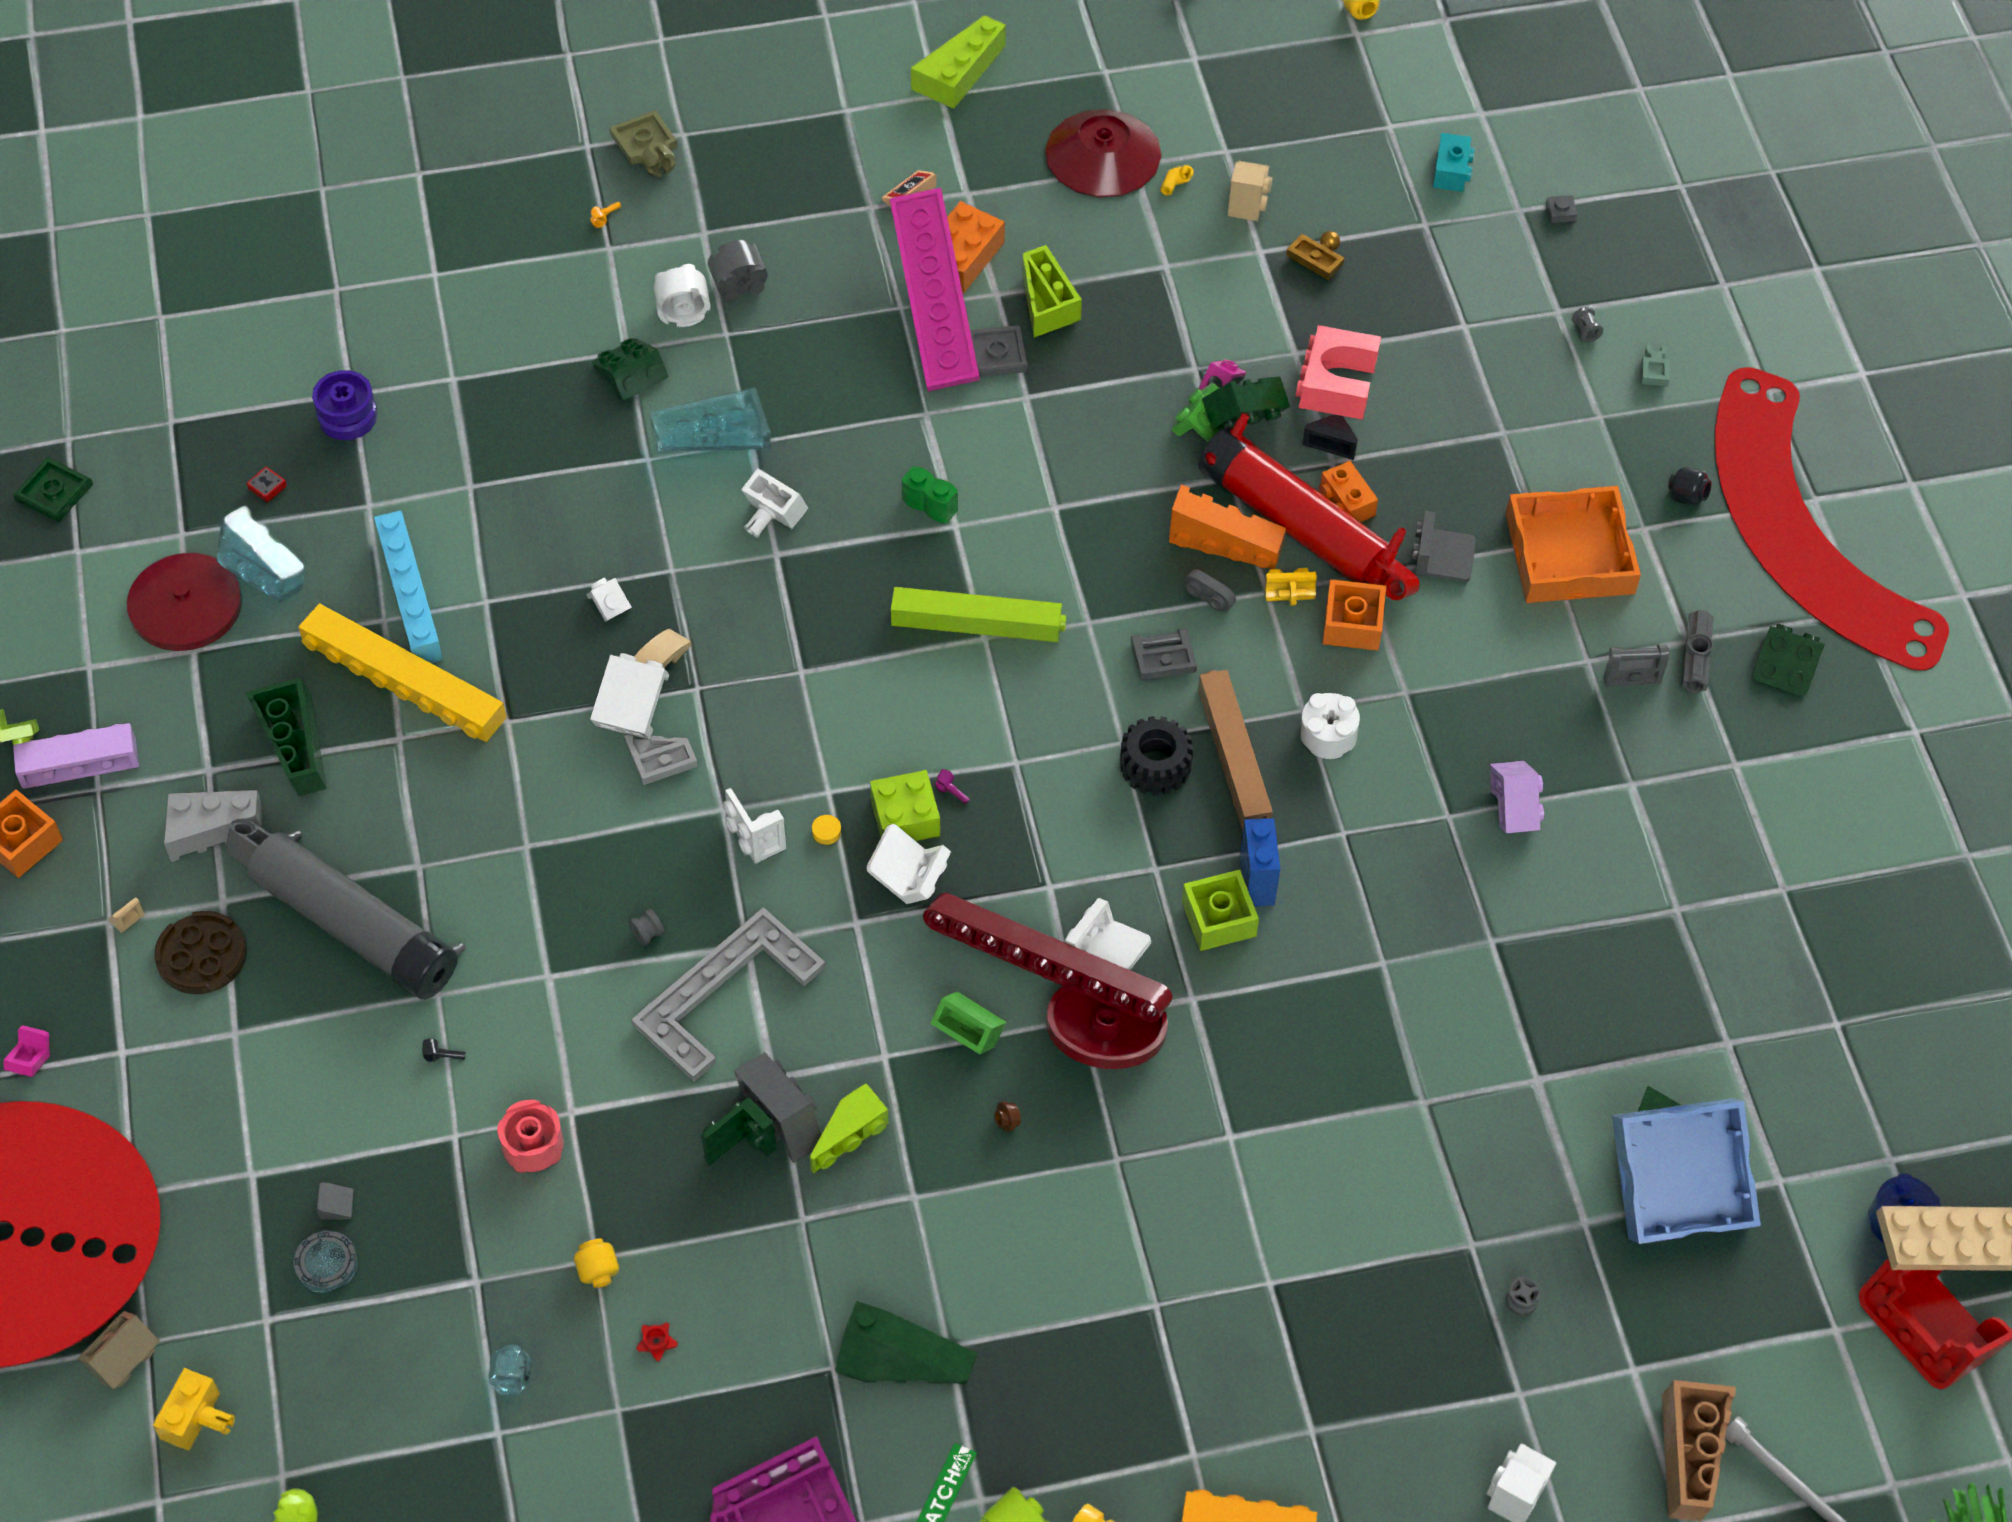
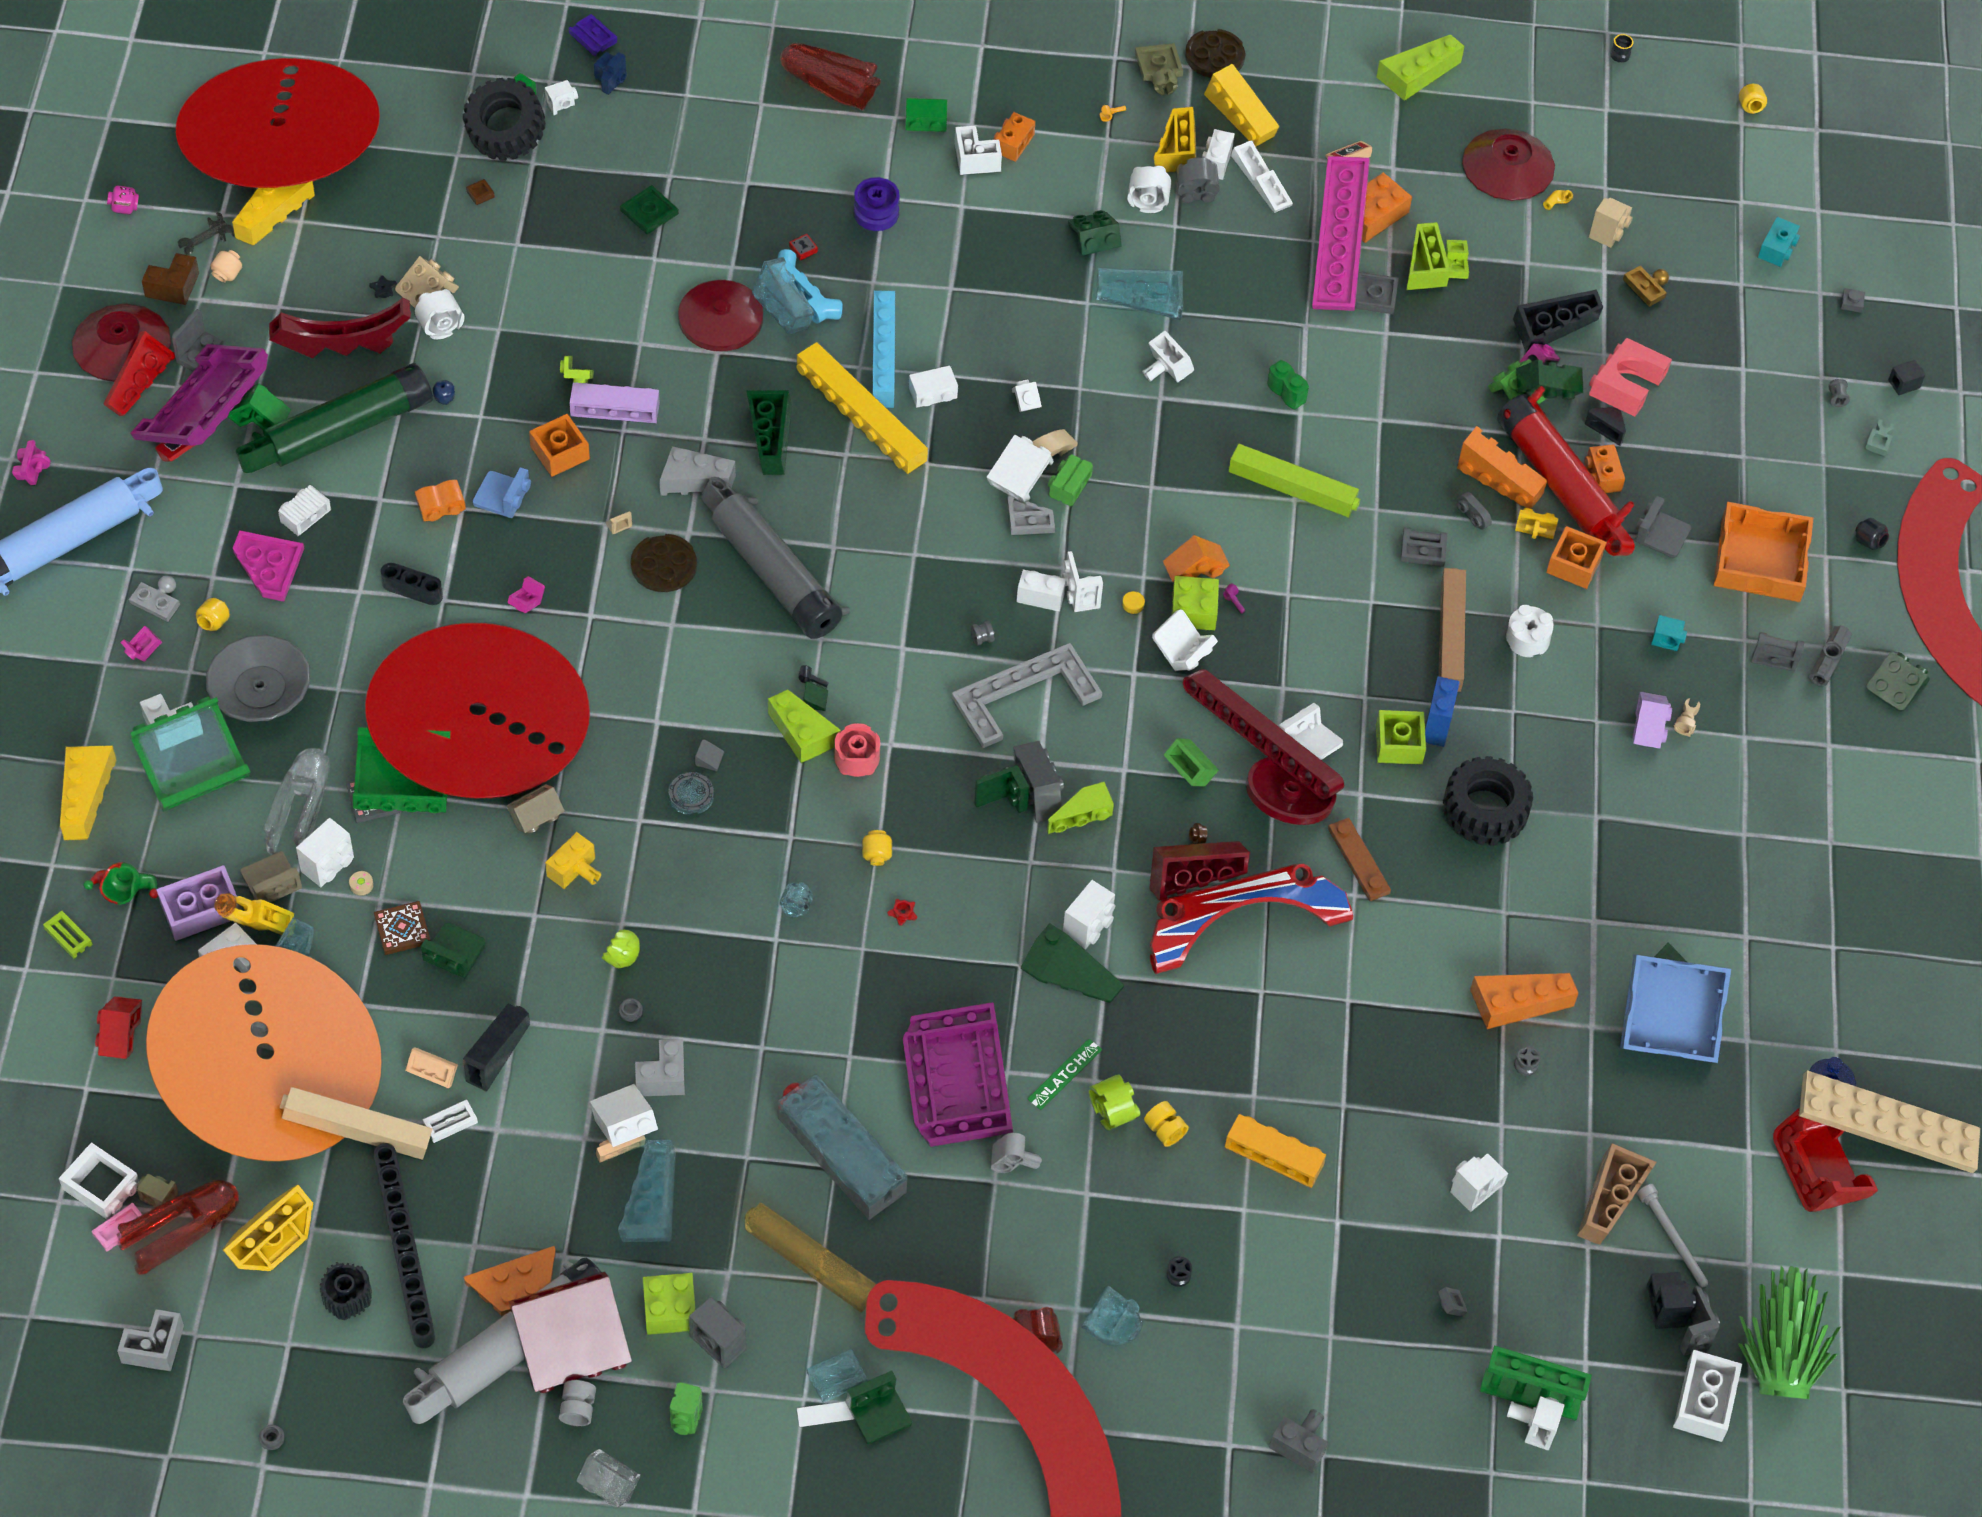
camera: 15 degrees right, 0 degrees up
(240, 255) = (832, 73): none -> clear red piece
(312, 555) = (822, 307): none -> medium azure plate
(374, 276) = (926, 114): none -> green brick
(447, 1124) = (801, 726): none -> lime wedge
(451, 311) = (976, 155): none -> white brick
(453, 1078) = (815, 696): none -> dark green slope
(486, 619) = (933, 386): none -> white brick
(492, 275) = (1015, 135): none -> orange brick
(697, 692) = (1070, 480): none -> bright green brick
(698, 227) = (1178, 140): none -> yellow wedge
(705, 848) = (1041, 590): none -> white brick
(708, 110) = (1213, 51): none -> dark brown tile
(752, 225) = (1219, 150): none -> white brick
(761, 164) = (1241, 105): none -> yellow wedge
(816, 248) = (1263, 180): none -> white slope
(888, 750) = (1196, 558): none -> orange brick
(904, 1272) = (1089, 914): none -> white brick
(1019, 1161) = (1195, 865): none -> dark red wedge
(1048, 1214) = (1198, 909): none -> red panel
(1082, 278) = (1457, 258): none -> lime slope
(1162, 737) = (1396, 603): black tyre -> none
(1220, 1087) = (1359, 859): none -> dark orange plate
(1224, 324) = (1556, 317): none -> black wedge
(1361, 929) = (1482, 824): none -> black tyre
(1485, 1212) = (1520, 997): none -> orange wedge
(1497, 678) = (1669, 633): none -> teal brick
(1557, 789) = (1685, 723): none -> tan piece
(1658, 284) = (1906, 377): none -> black brick

